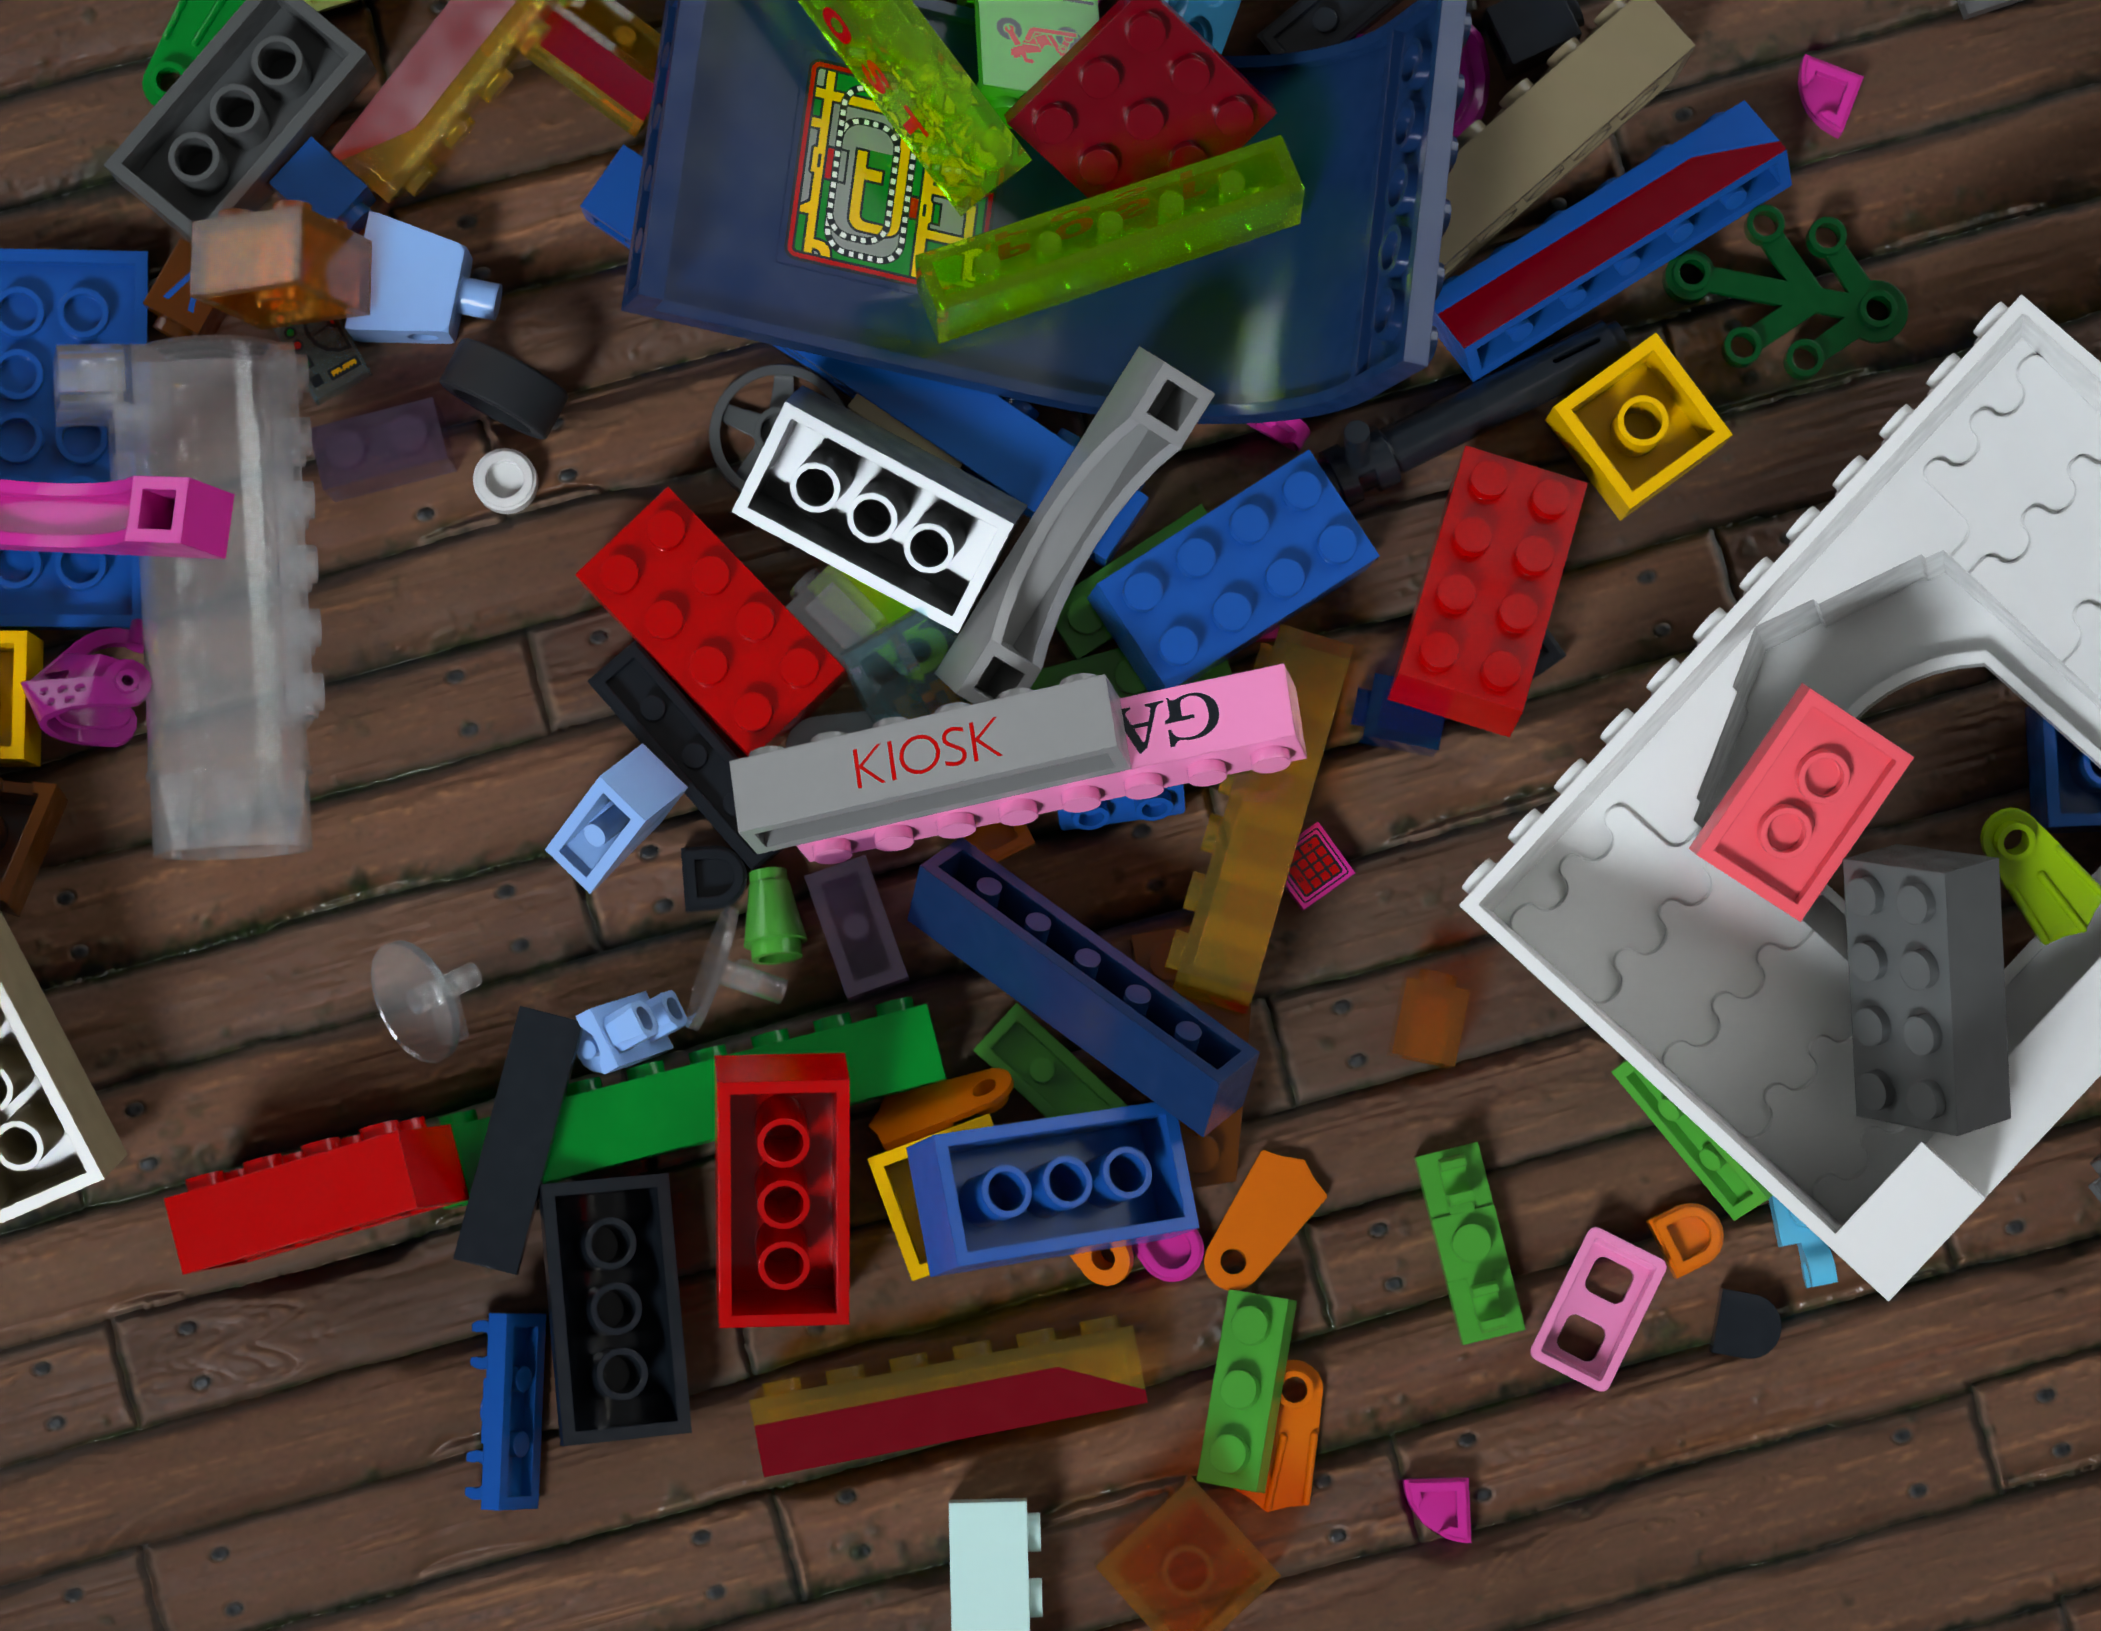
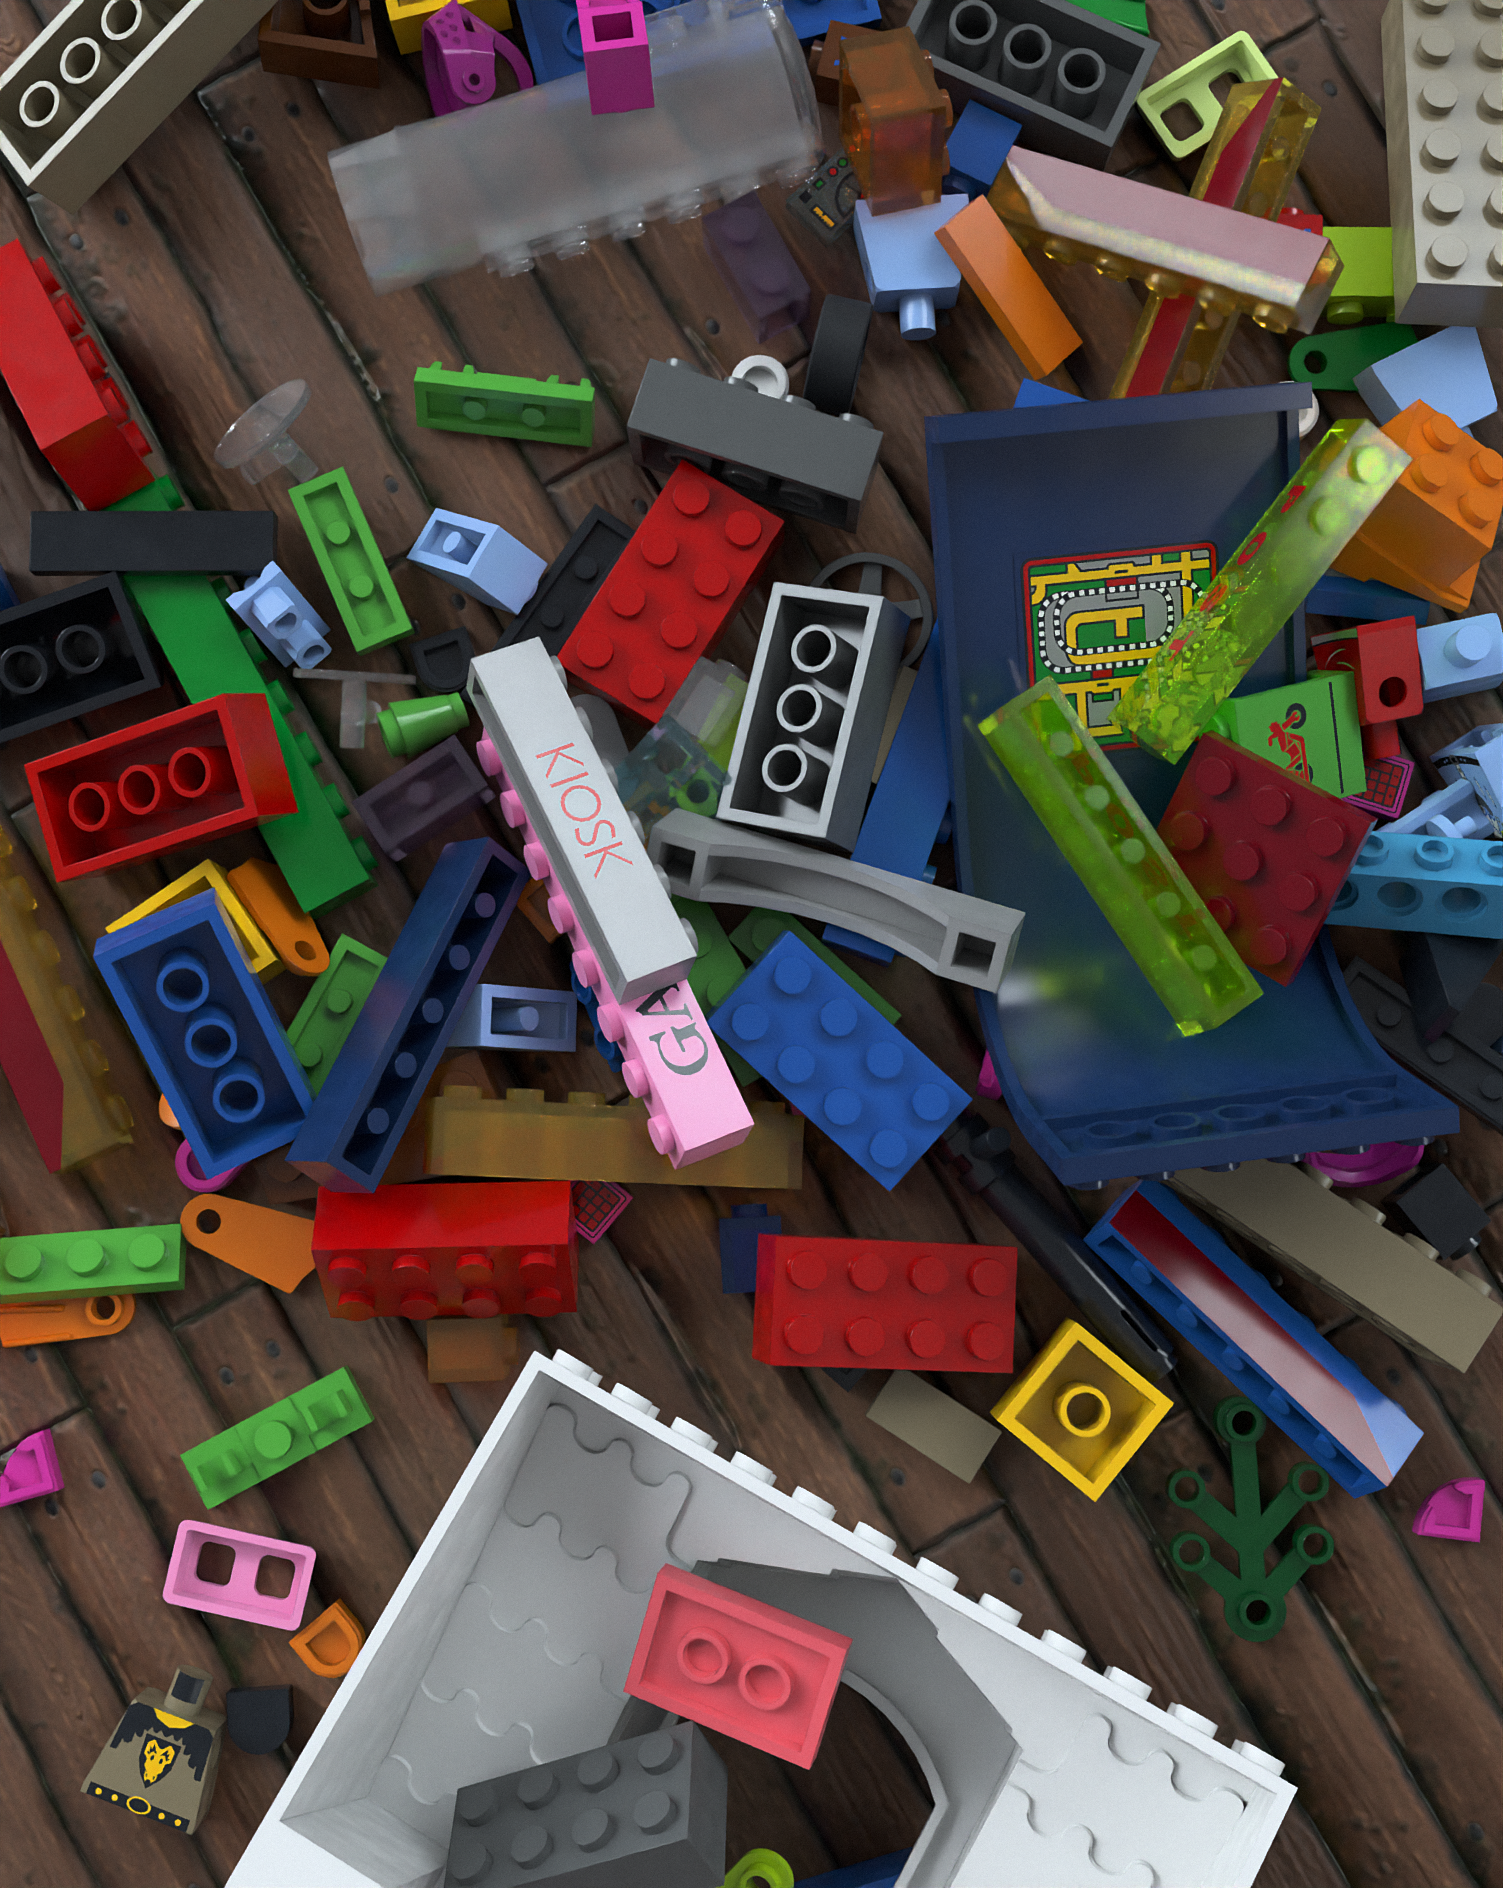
camera: 80 degrees right, 0 degrees up
(459, 746) = (505, 405): none -> bright green plate
(478, 196) = (1008, 287): none -> orange tile
(578, 495) = (755, 443): none -> dark grey brick
(585, 945) = (351, 561): none -> bright green plate
(1110, 886) = (517, 1020): none -> light blue slope
(1328, 1009) = (448, 1250): none -> red brick
(1617, 579) = (933, 1423): none -> dark tan tile
(1755, 1427) = (164, 1754): none -> torso

